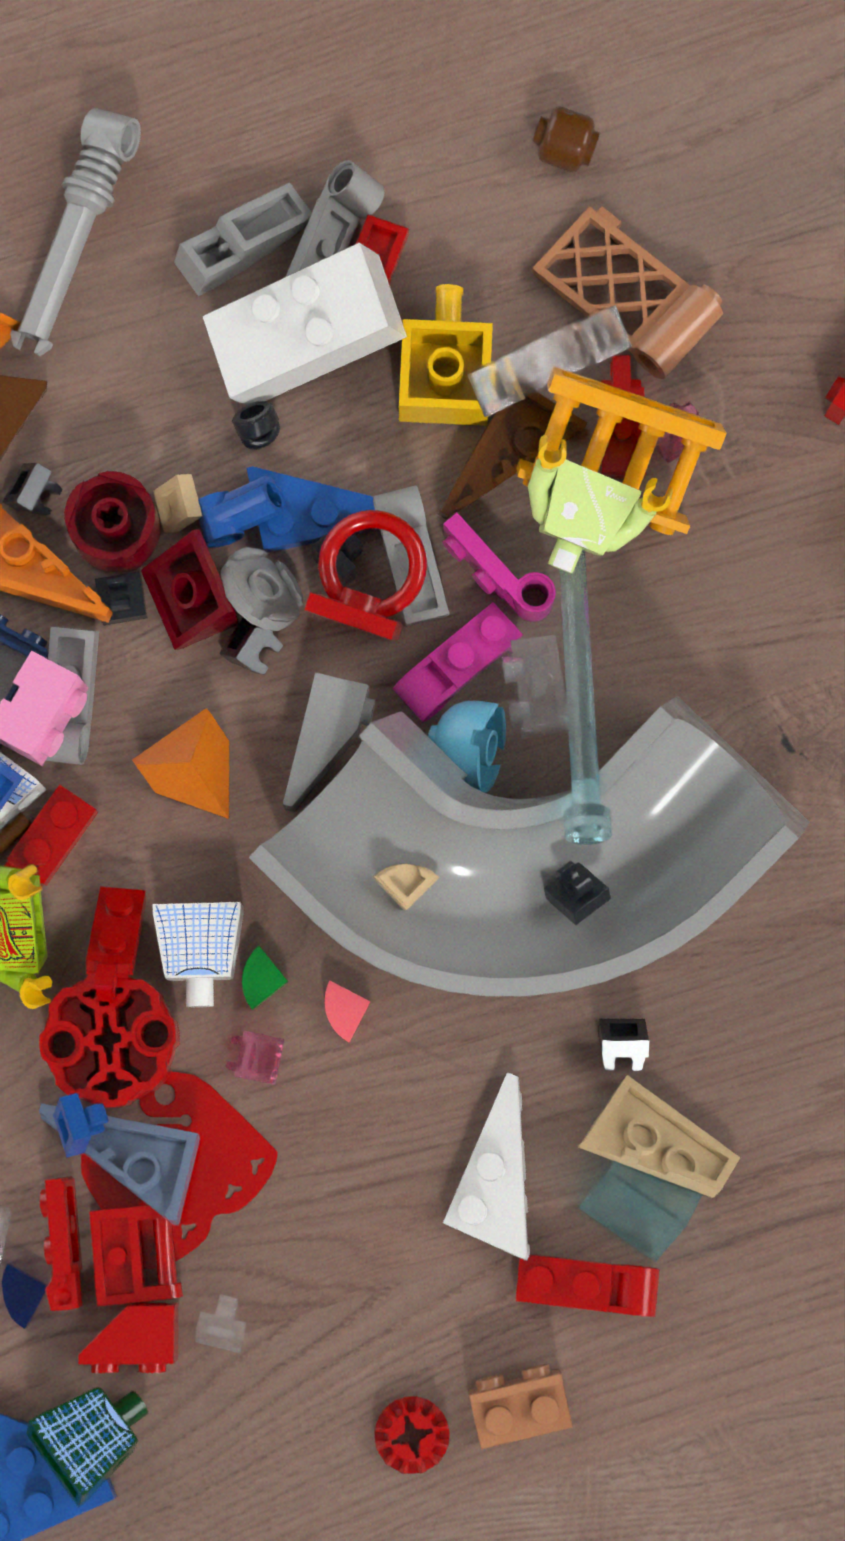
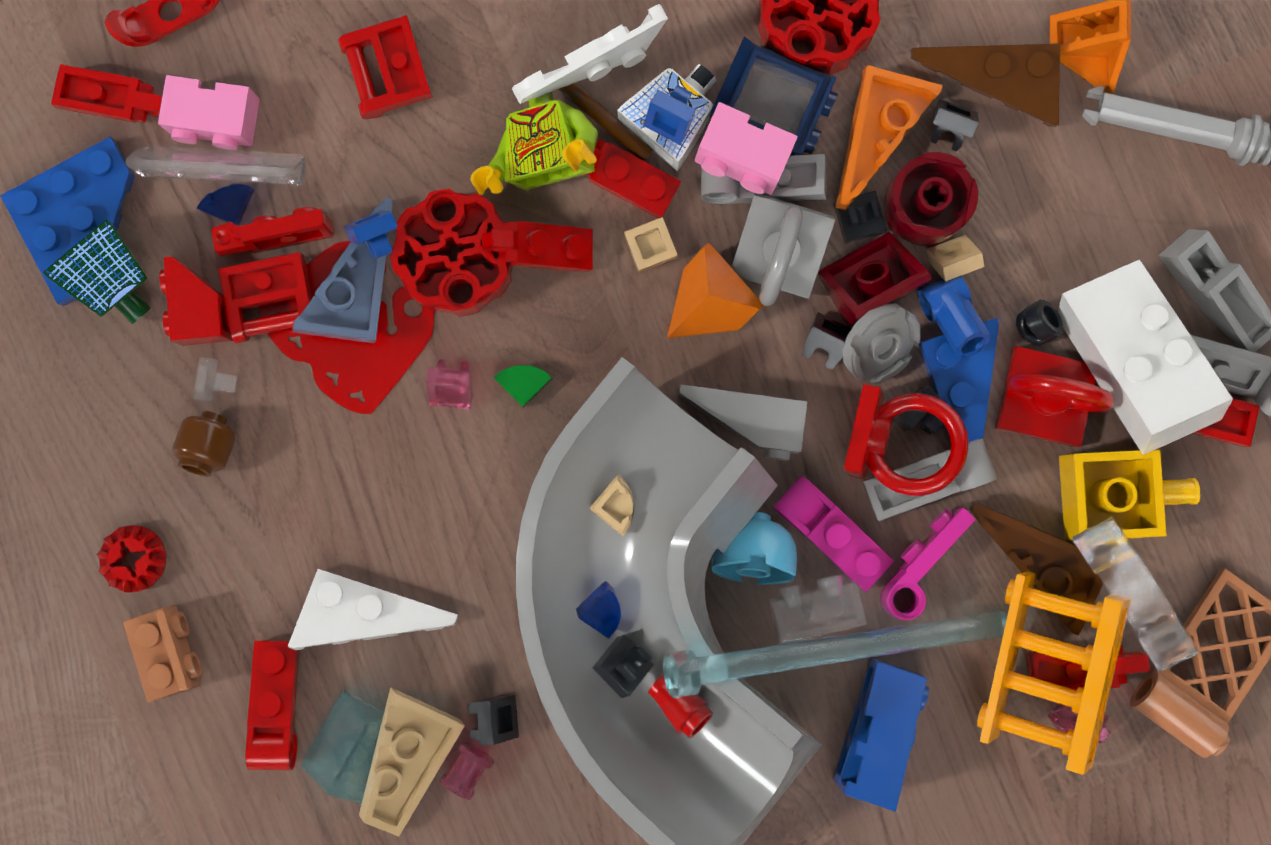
camera: 90 degrees right, 5 degrees up
(125, 825) = (650, 245): none -> tan tile
(146, 683) = (782, 247): none -> light grey tile
(199, 945) = (545, 322): white torso -> none
(292, 1339) = (203, 444): none -> reddish brown head
(336, 424) = (1049, 397): none -> red tile
(344, 1010) = (501, 460): coral tile -> none
(515, 909) = (601, 610): none -> clear blue tile
(586, 507) = (993, 644): yellowish green torso -> none
(630, 832) = (686, 713): none -> red cone
(670, 633) = (881, 734): none -> blue wedge
(675, 1076) = (466, 770): none -> clear pink bush

